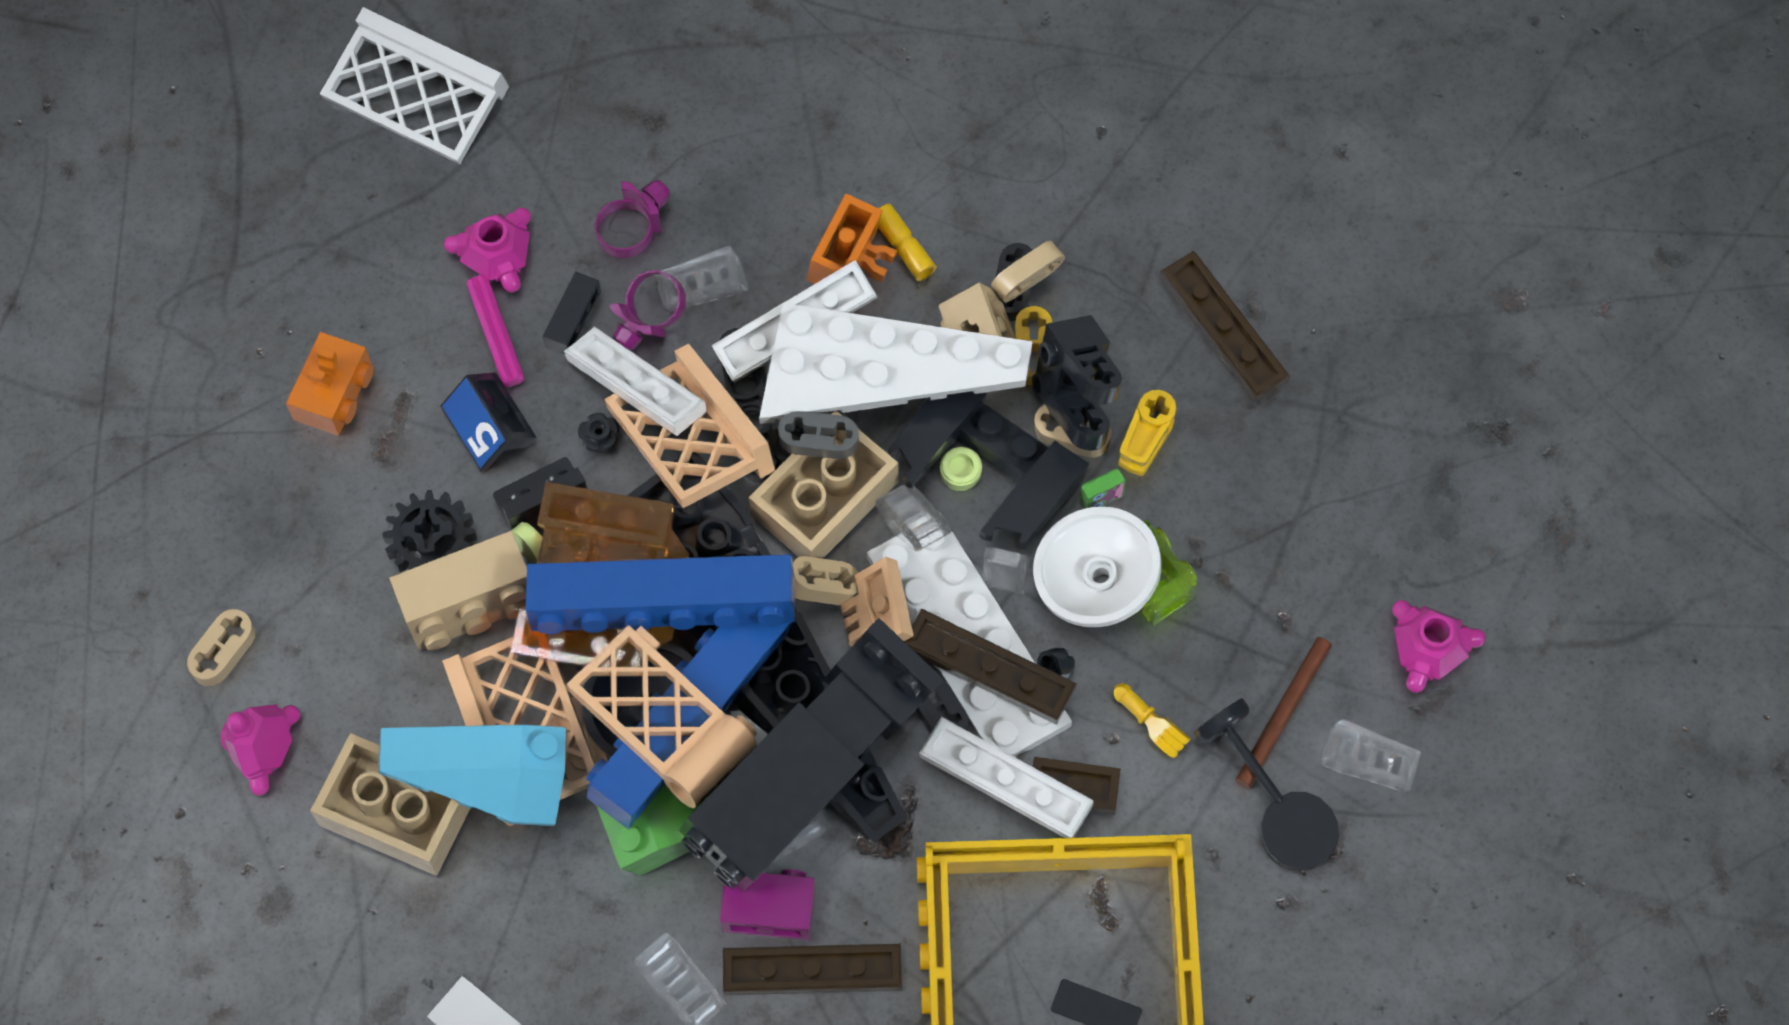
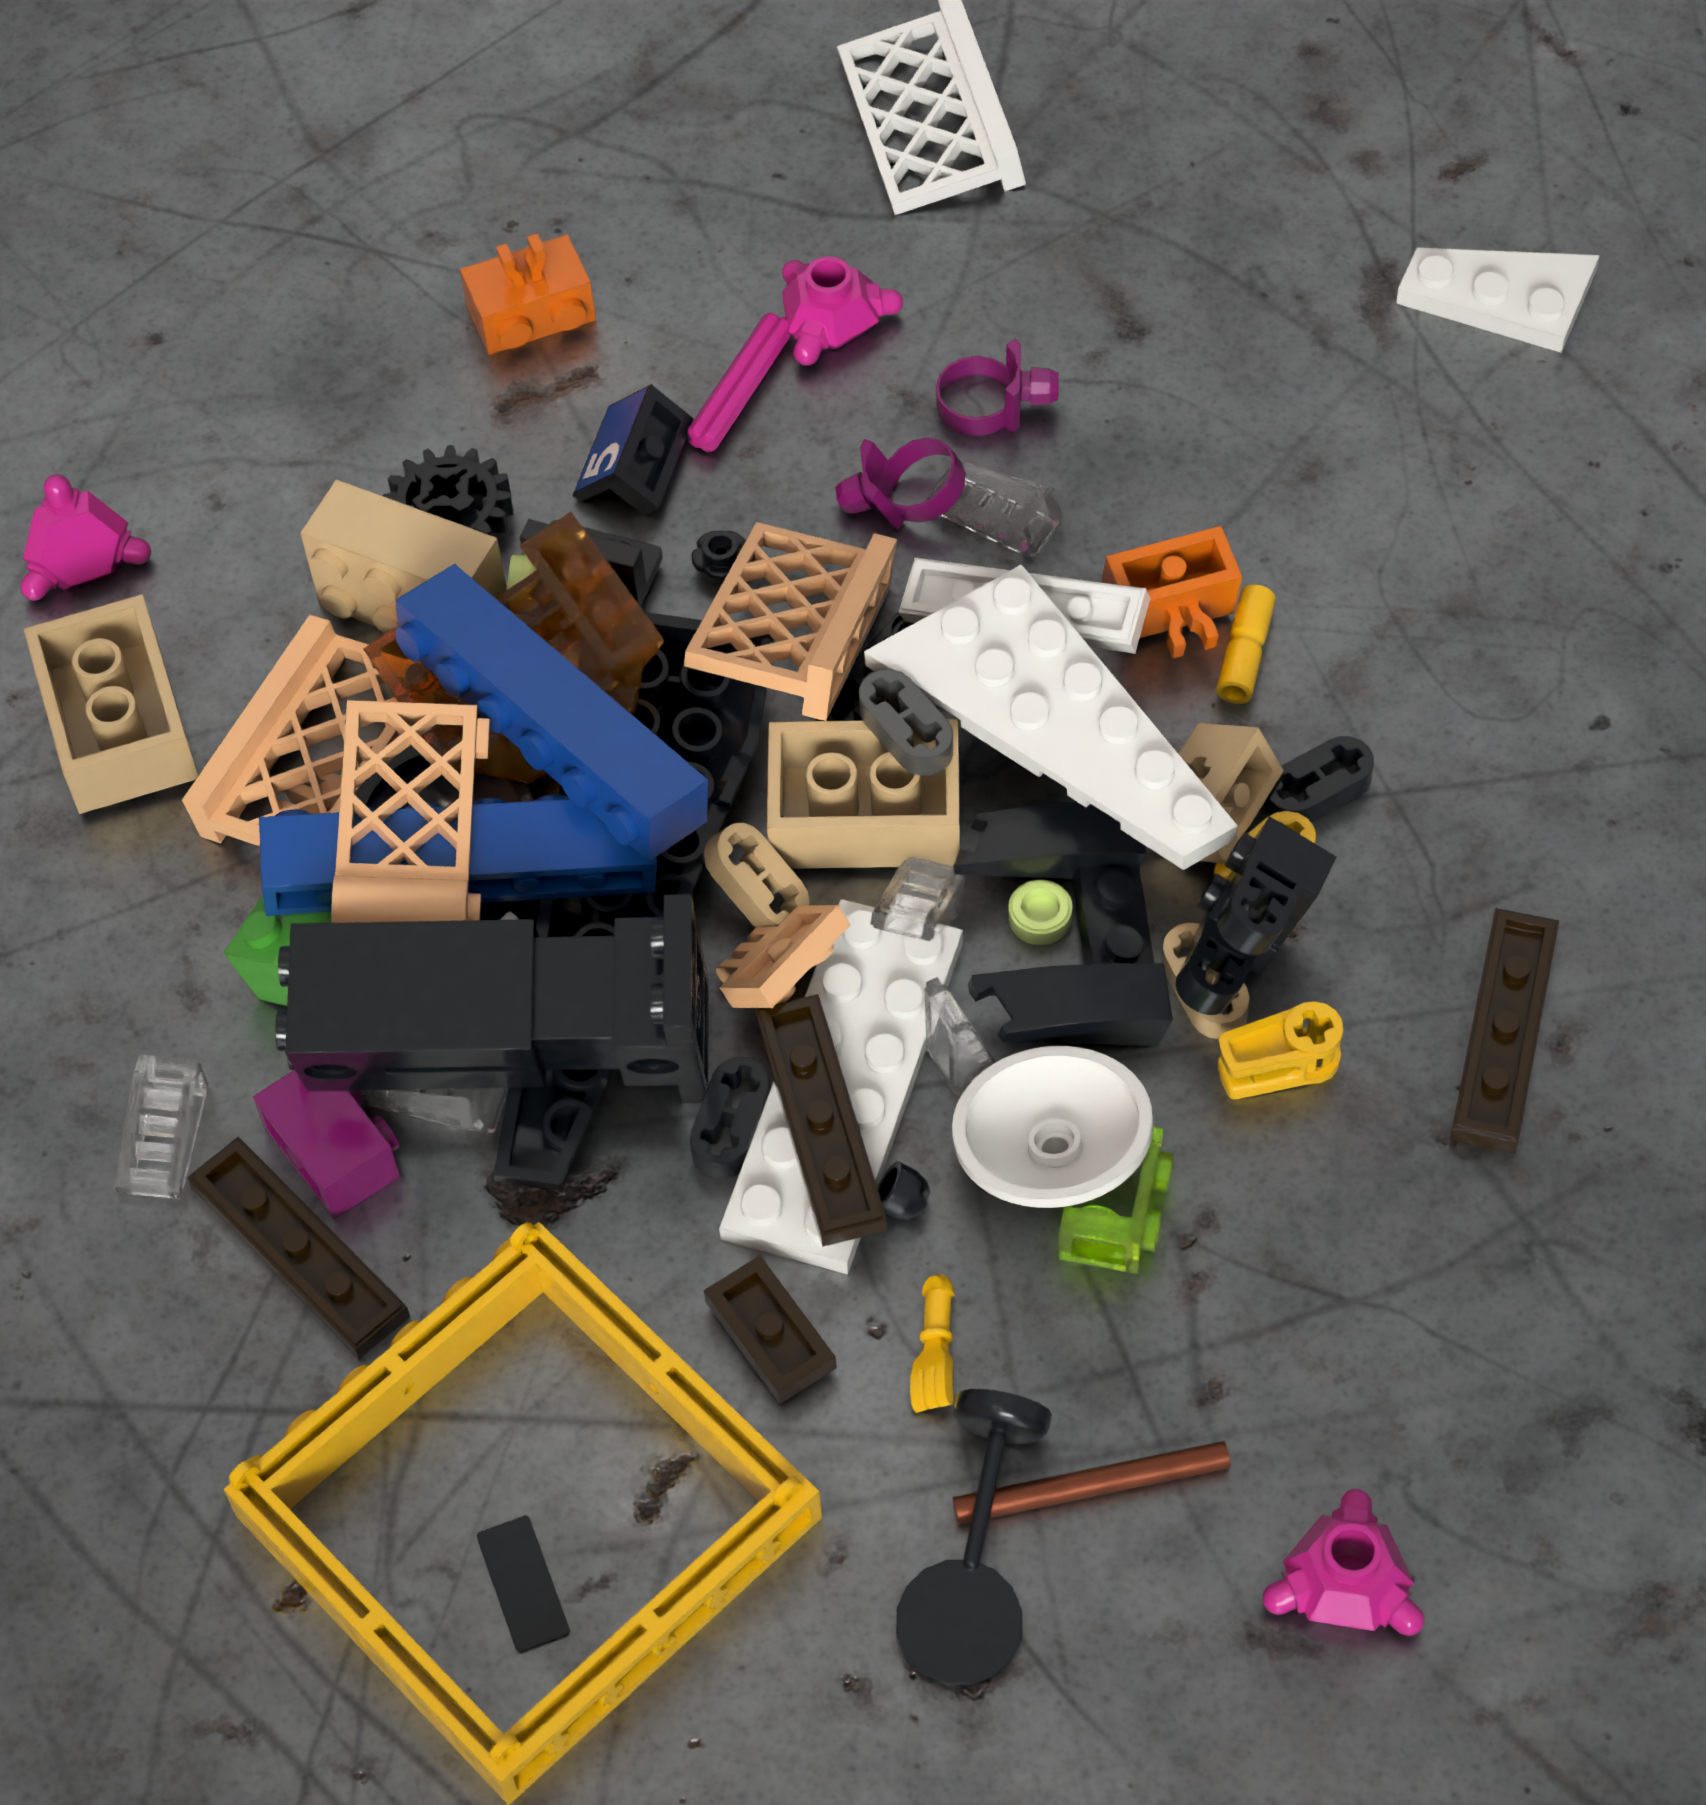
camera: 50 degrees right, 10 degrees down
(214, 640) = (154, 439): tan beam -> none
(489, 767) = (210, 731): medium azure wedge -> none
(572, 312) = (829, 427): black piece -> none
(636, 381) = (803, 530): white tile -> none
(1006, 778) = (701, 1248): white tile -> none
(1027, 271) = (1334, 771): tan beam -> none
(1102, 489) = (1160, 1063): bright green tile -> none
(1350, 765) = (1133, 1567): clear slope -> none

